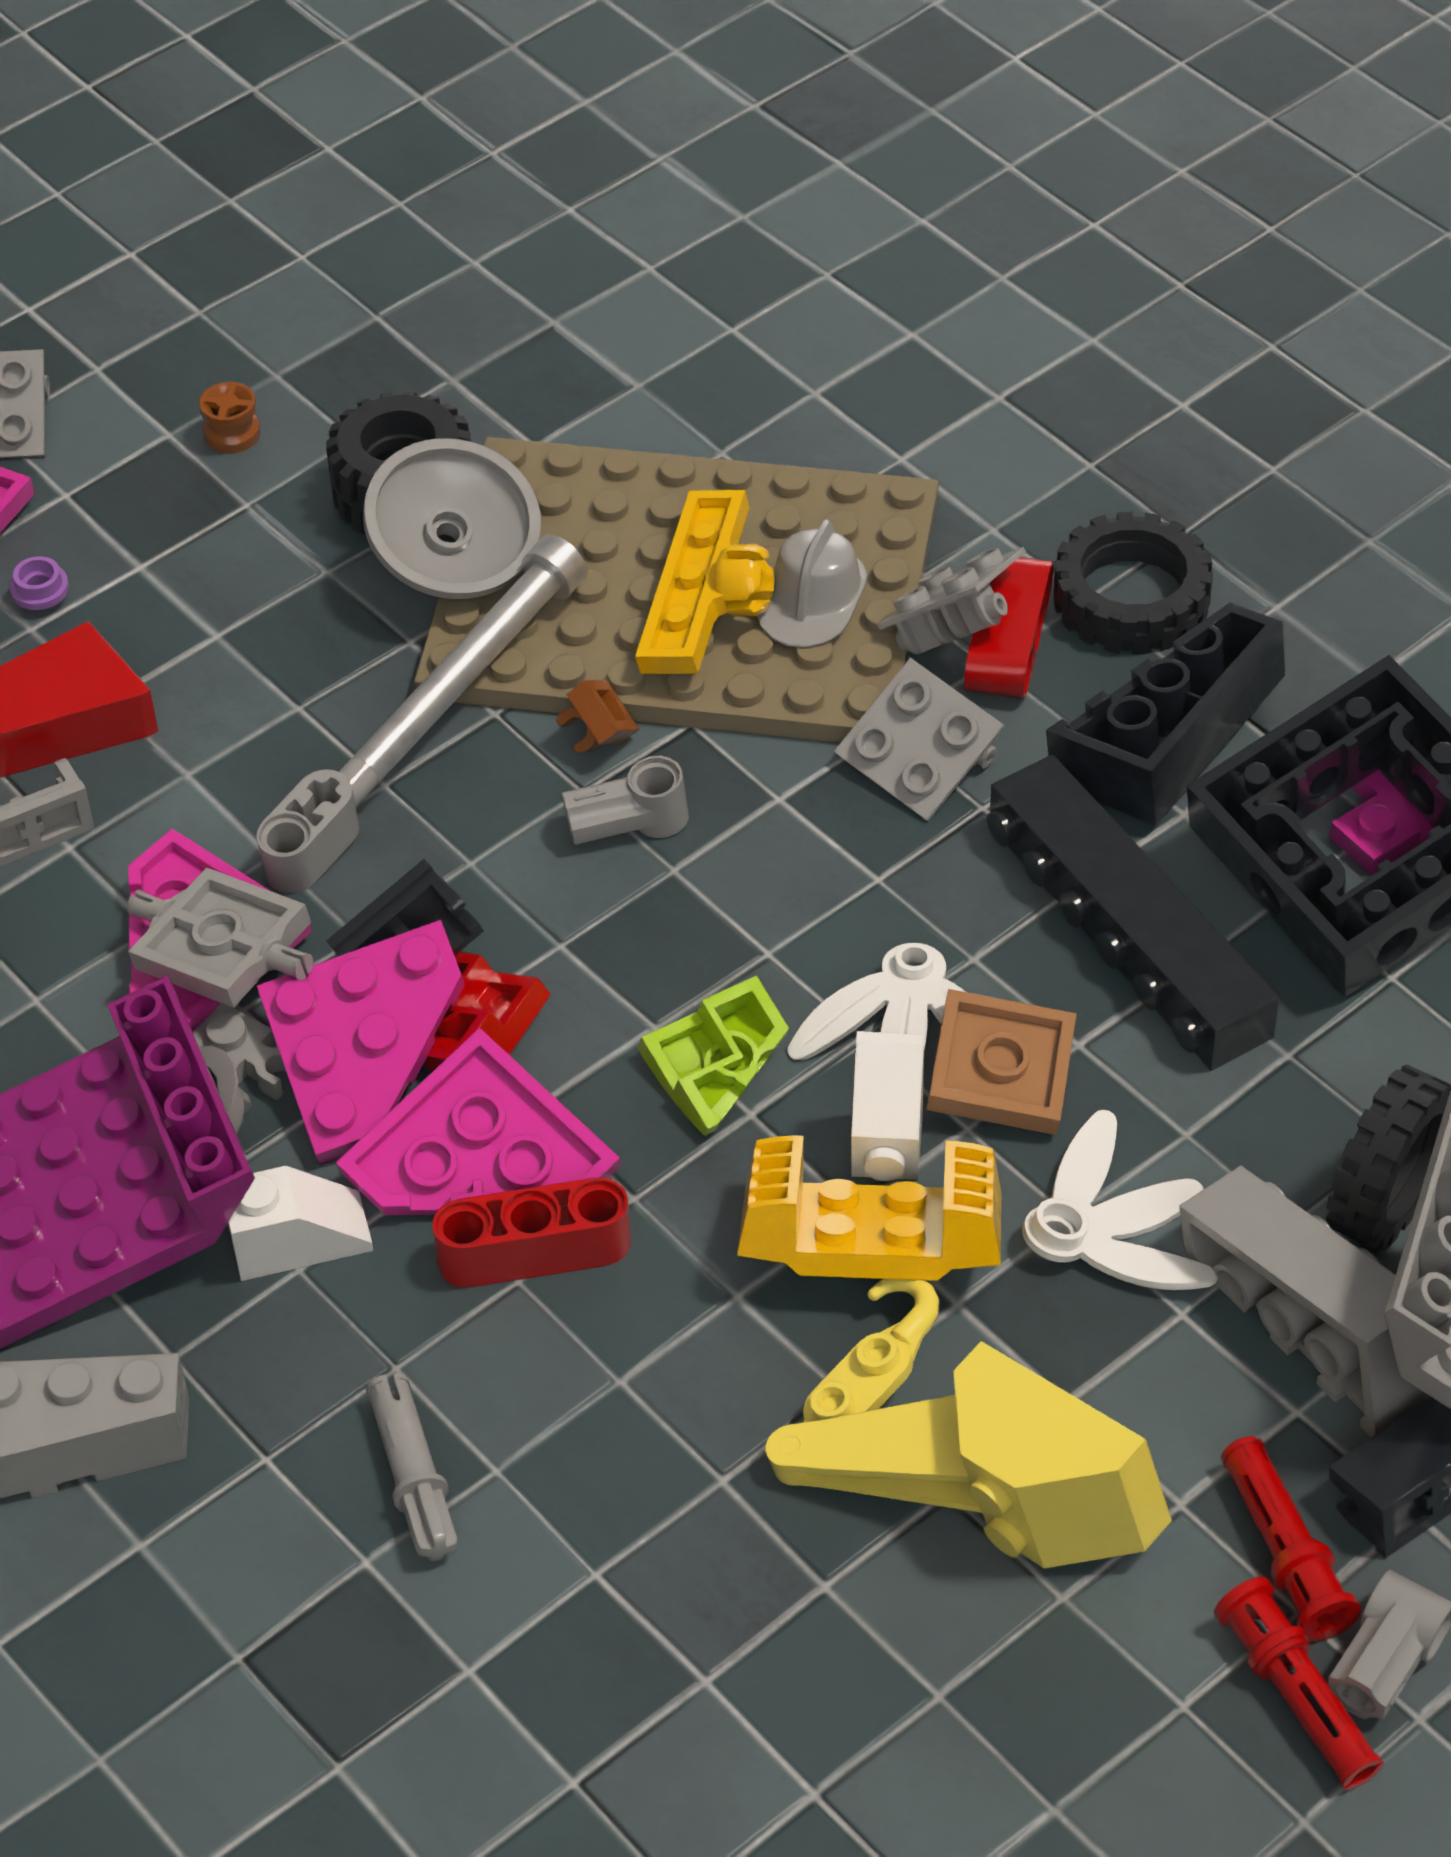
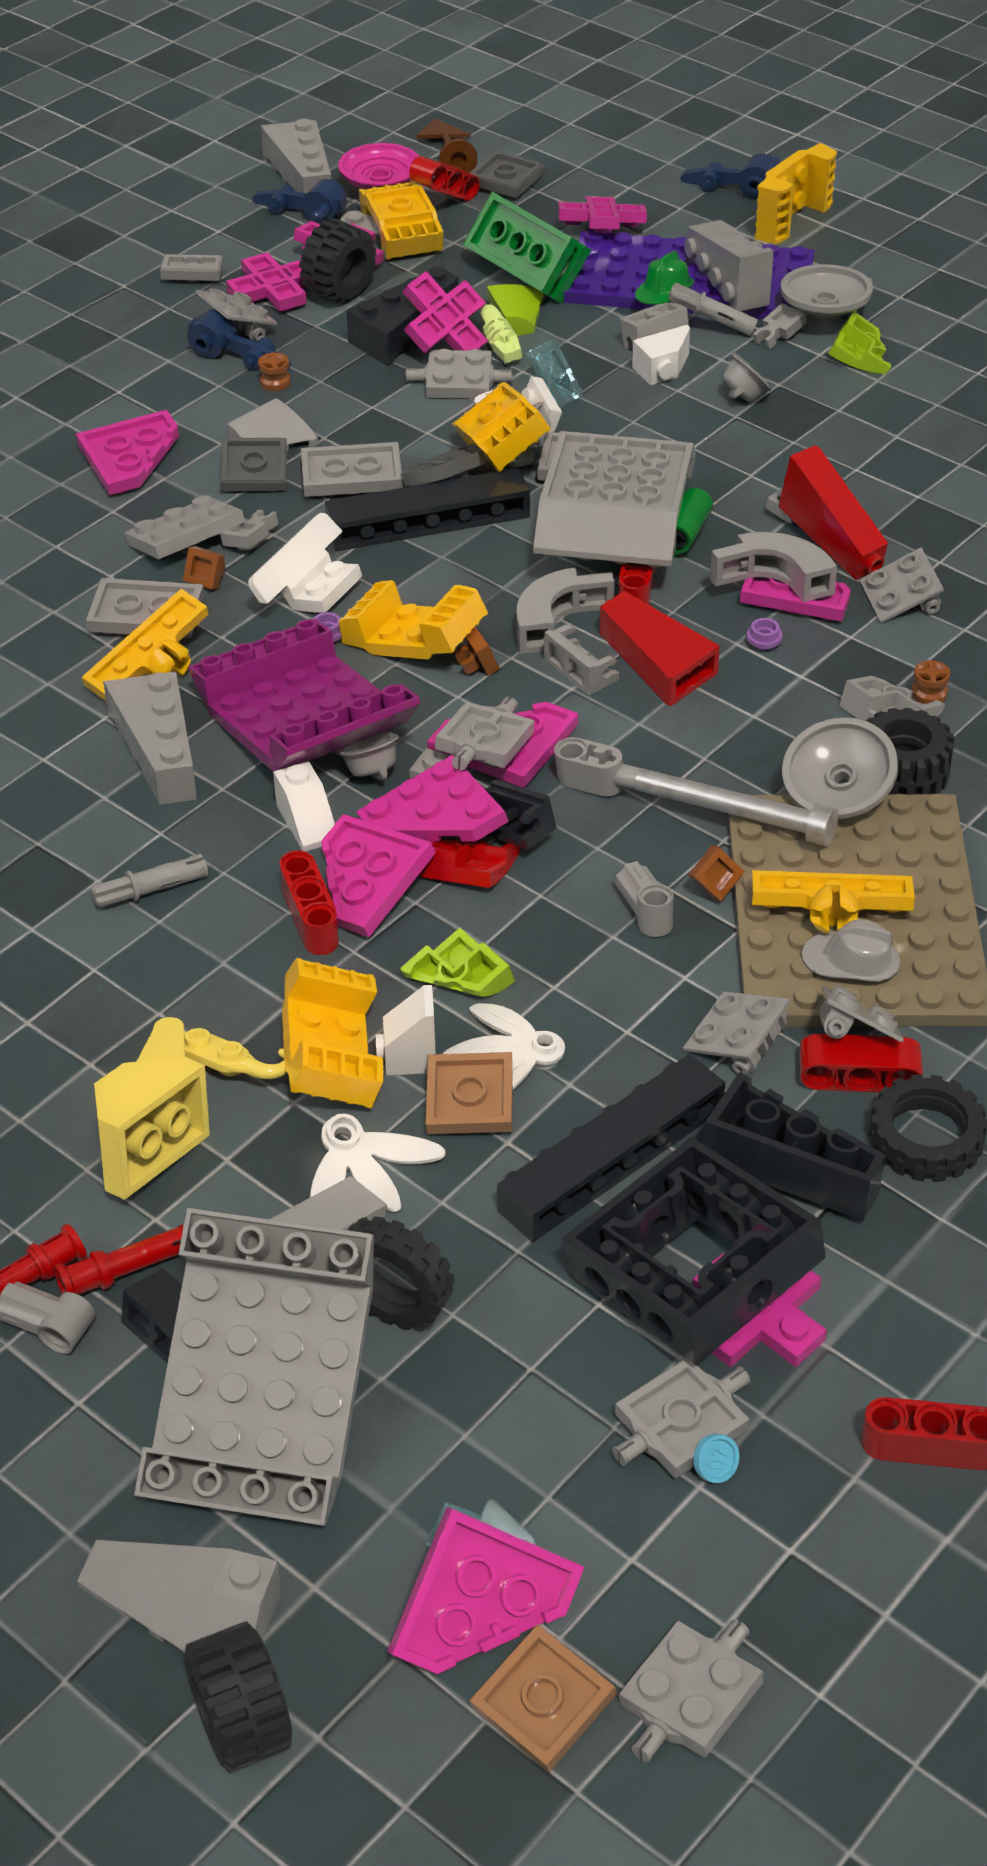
camera: 80 degrees right, 5 degrees down
(262, 478) = (871, 695): none -> light grey slope

